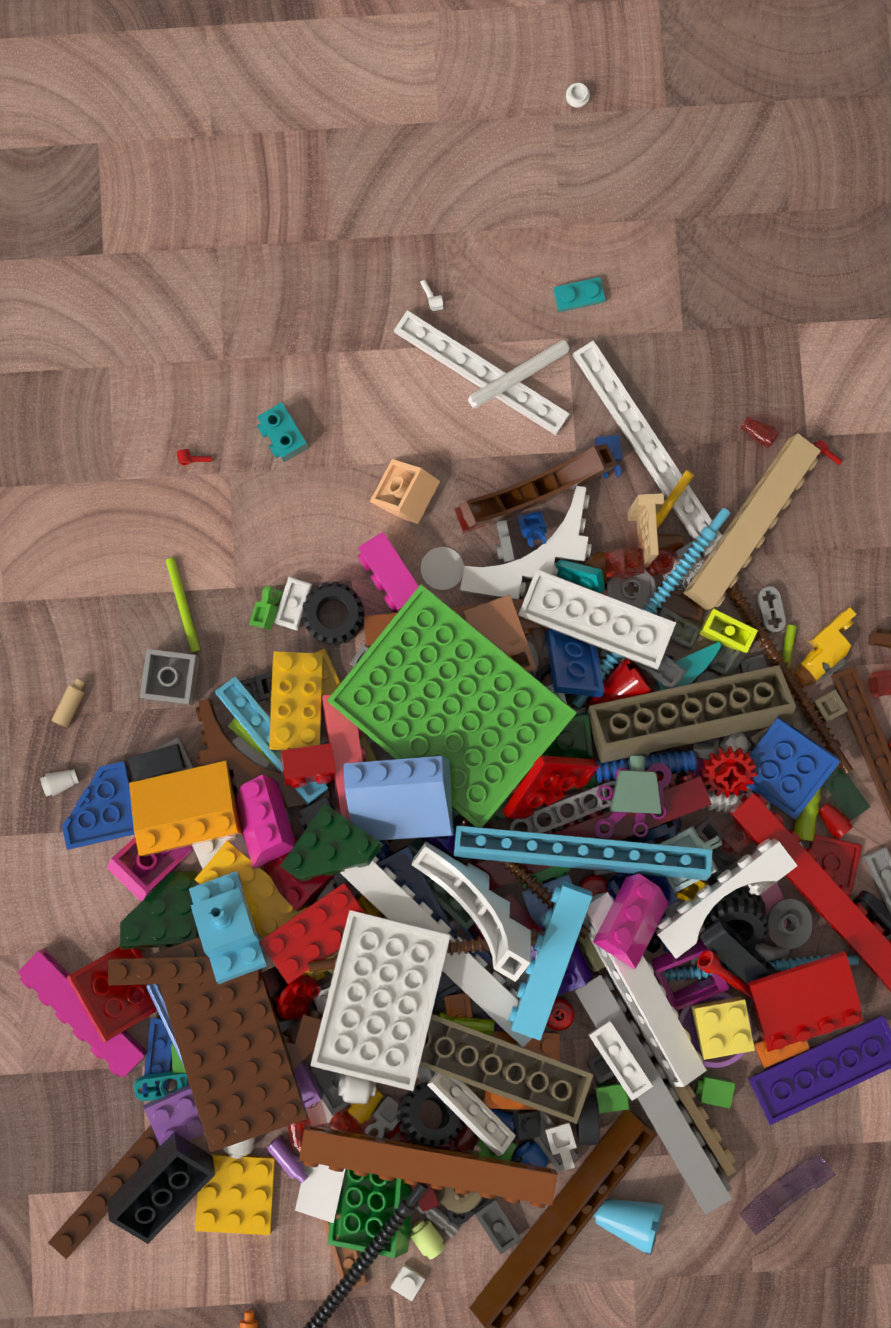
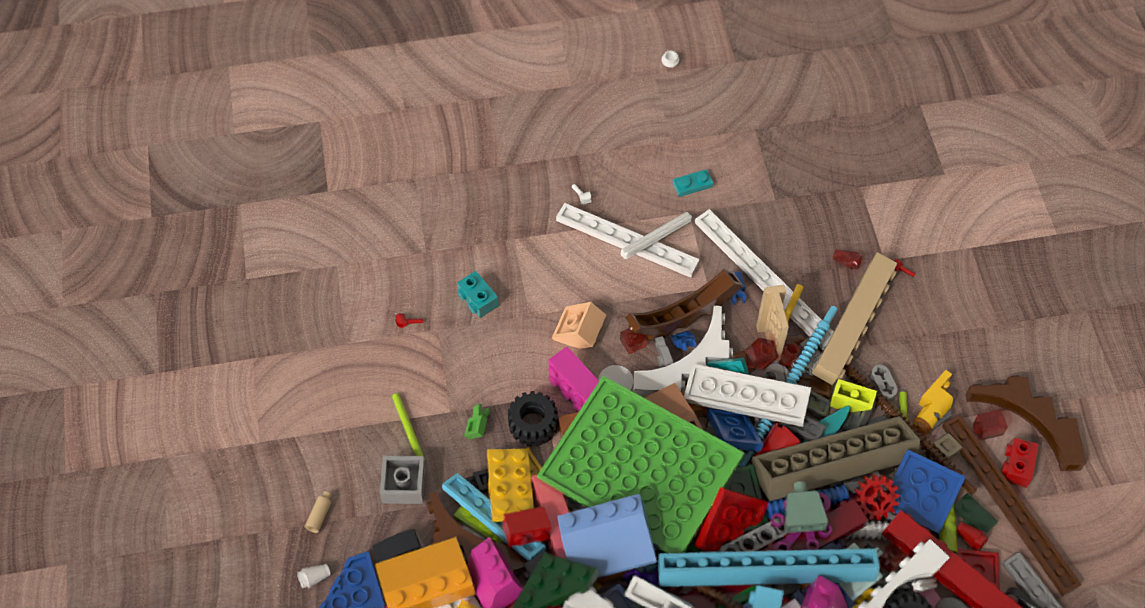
camera: 10 degrees left, 25 degrees down
(290, 607) = (498, 417): white plate -> none

